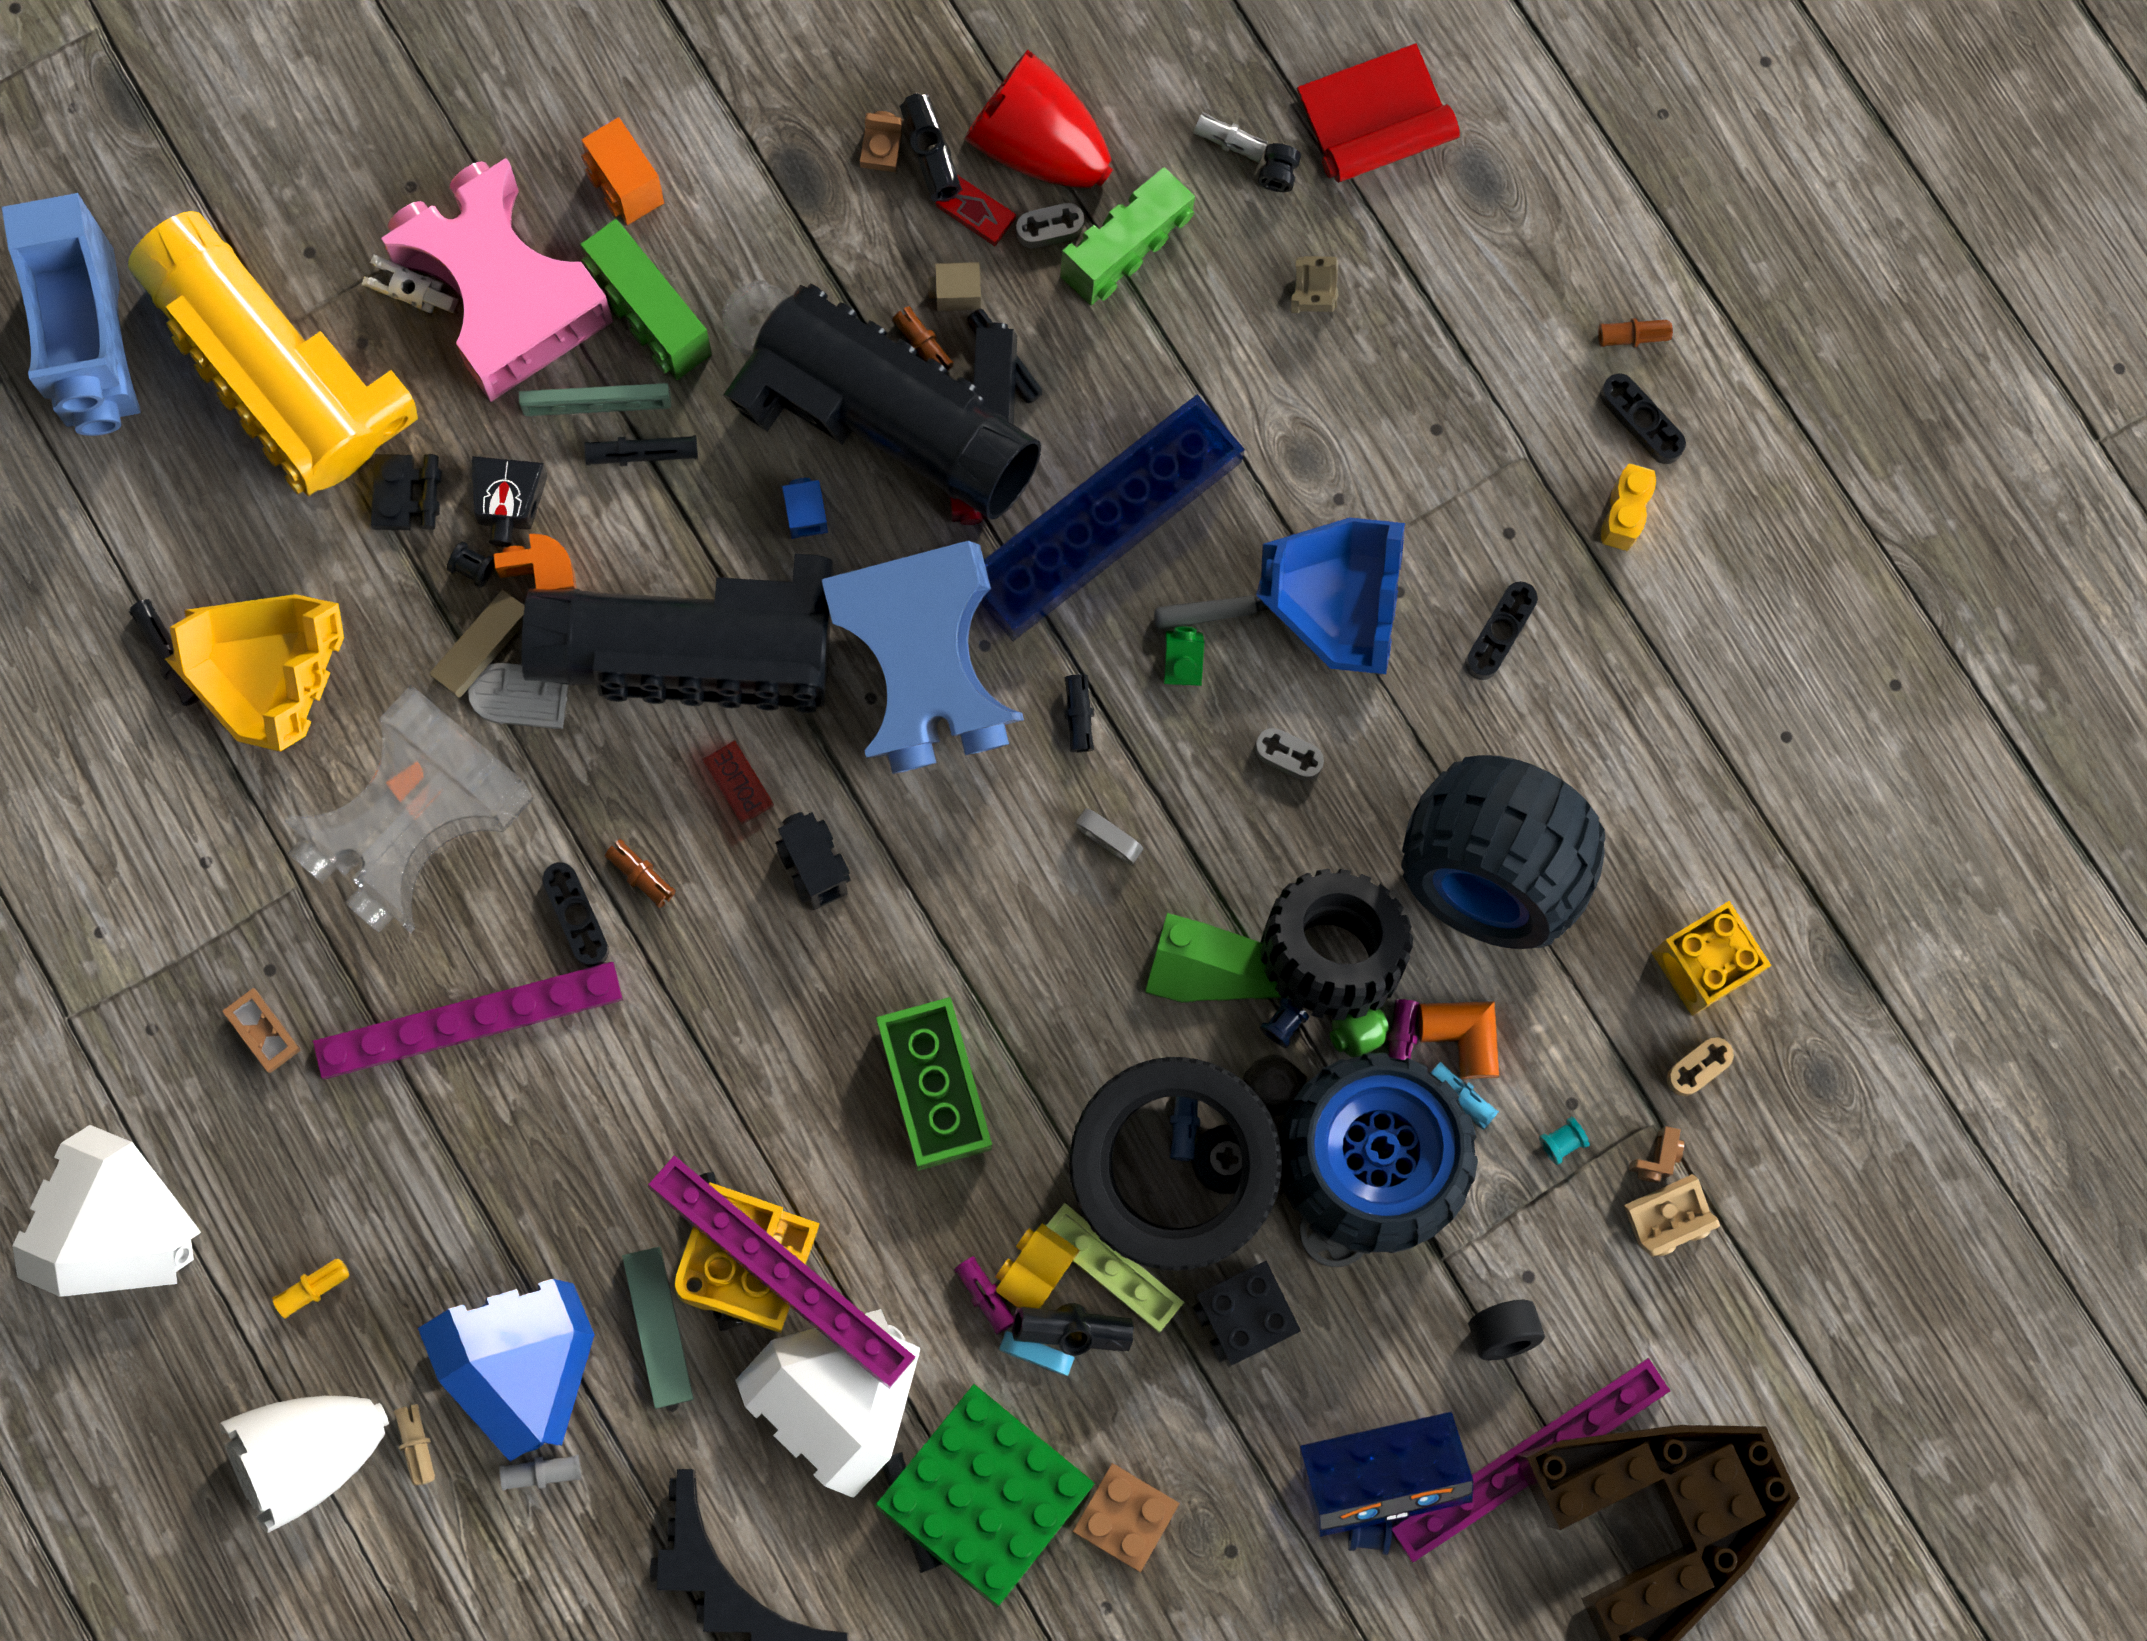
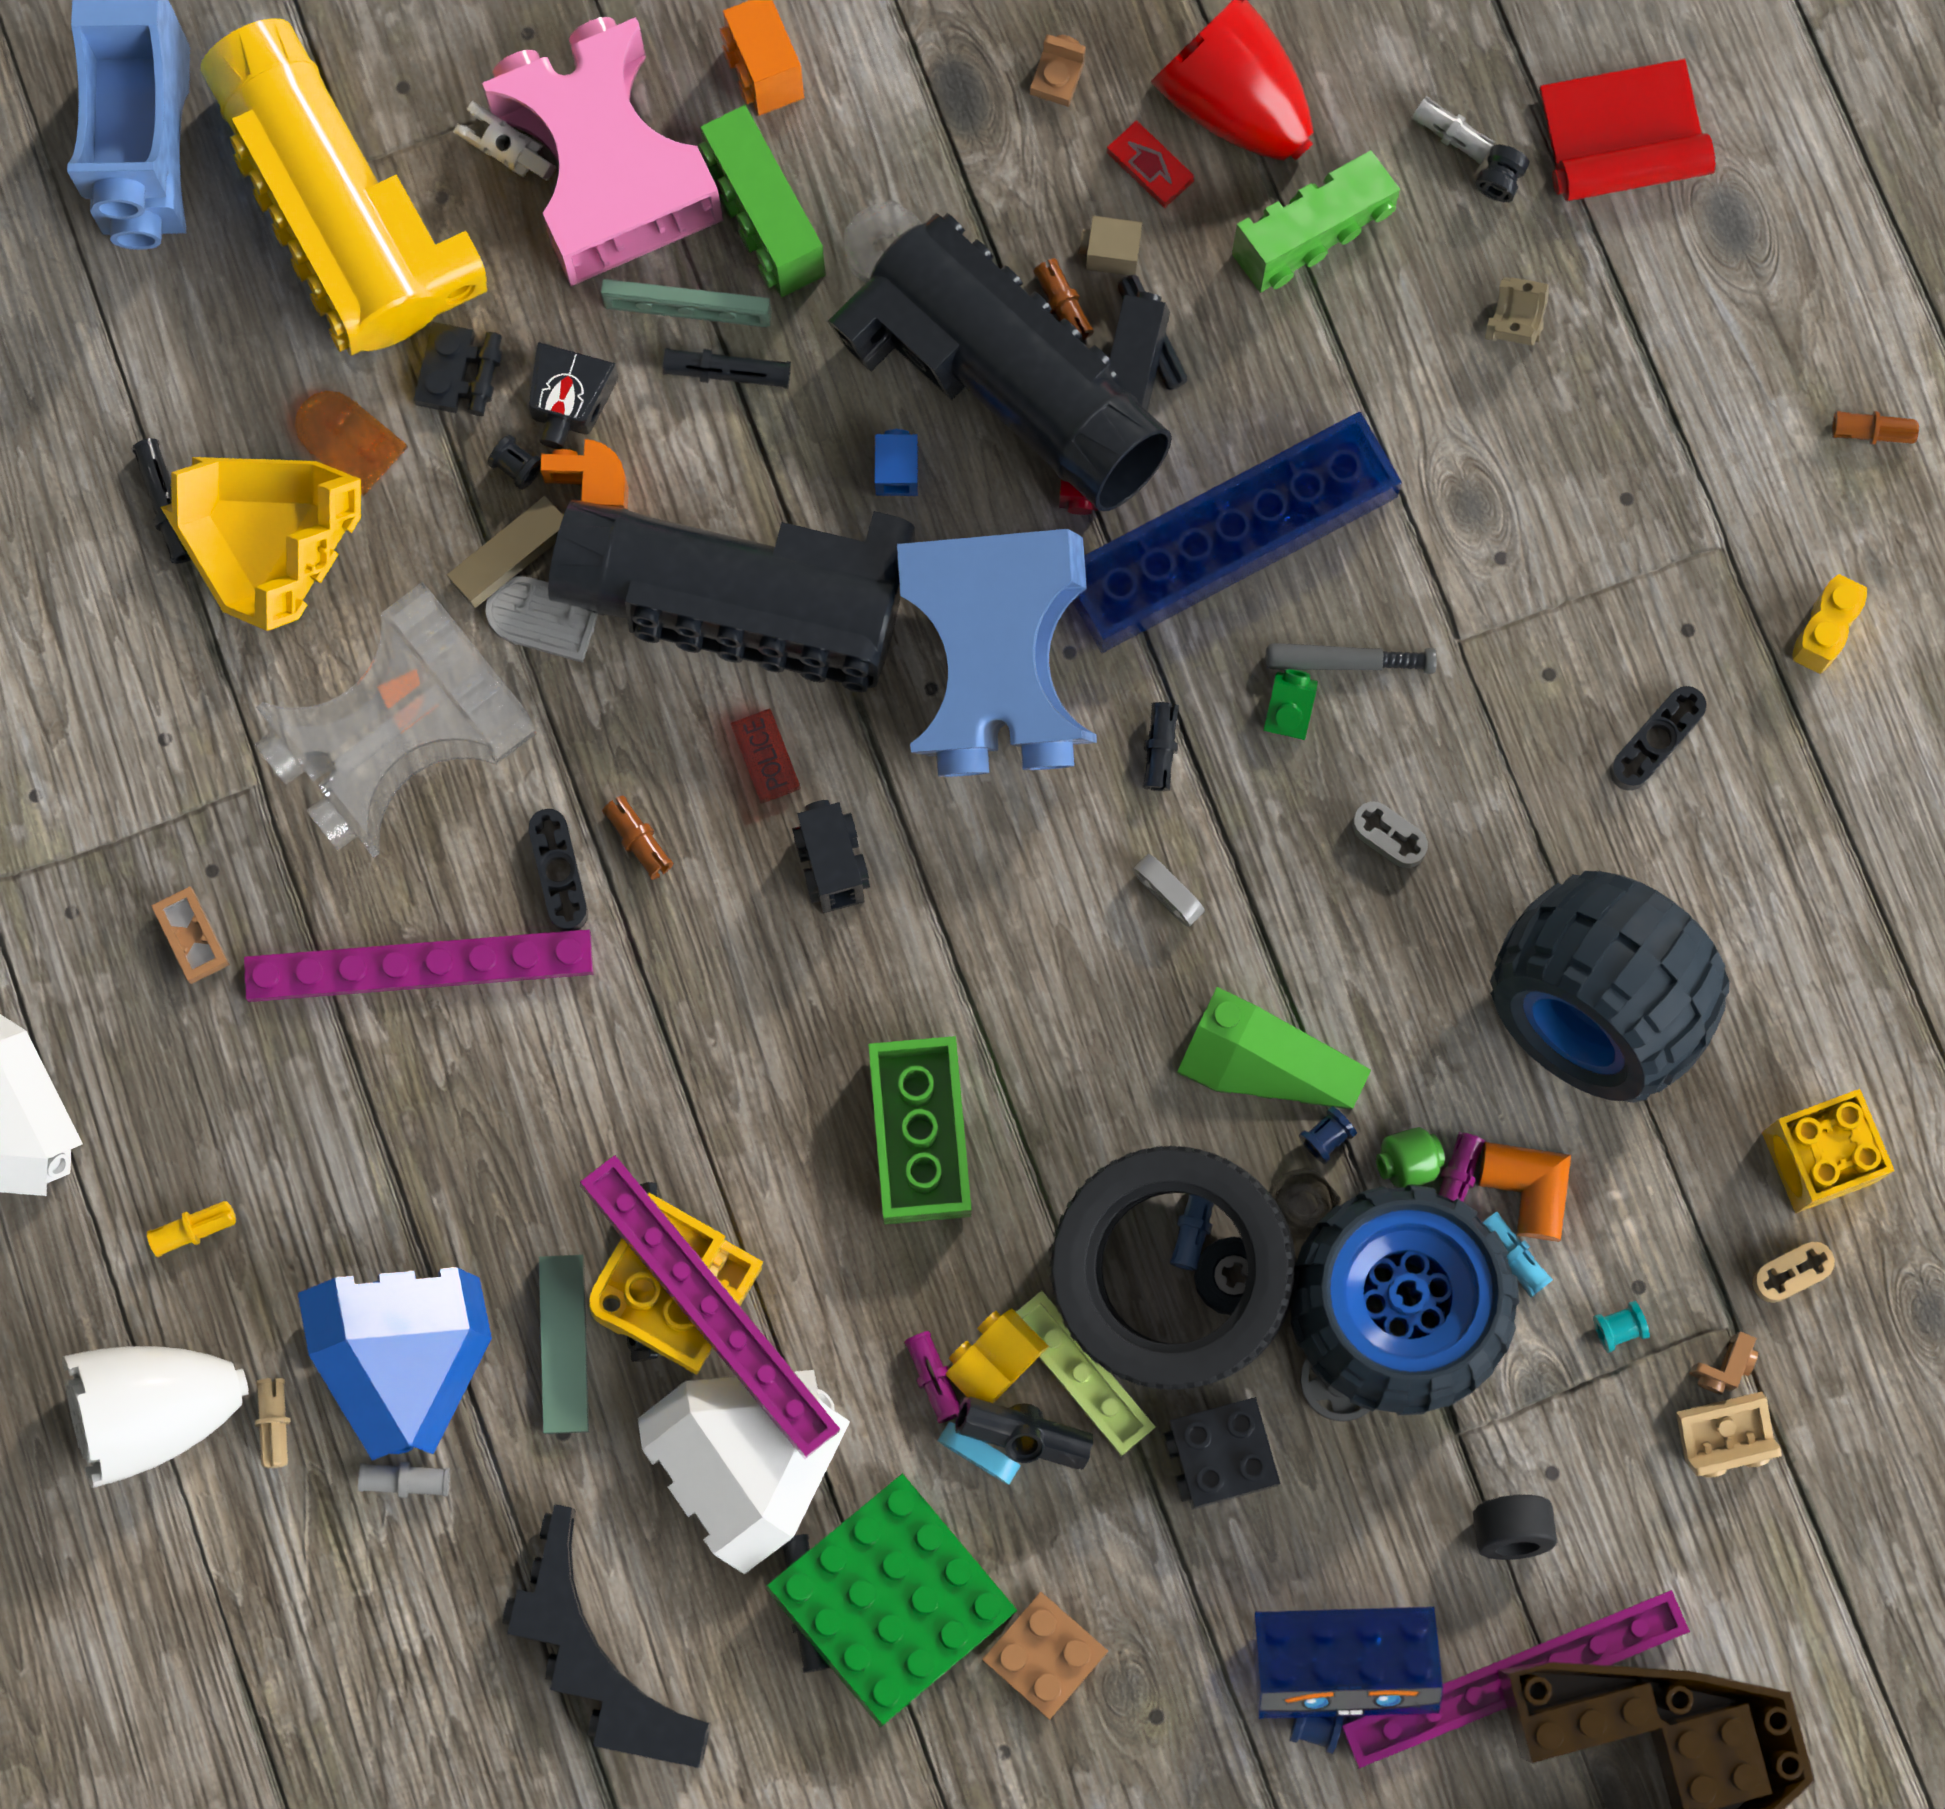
camera: 20 degrees right, 0 degrees up
(318, 568) = (347, 437): none -> clear orange window
(934, 163) = (1114, 103): black piece -> none
(1052, 233) = (1234, 186): light grey beam -> none
(1337, 589) = (1479, 658): blue panel -> none
(1345, 903) = (1424, 1014): black tyre -> none
(1617, 406) = (1870, 509): black beam -> none

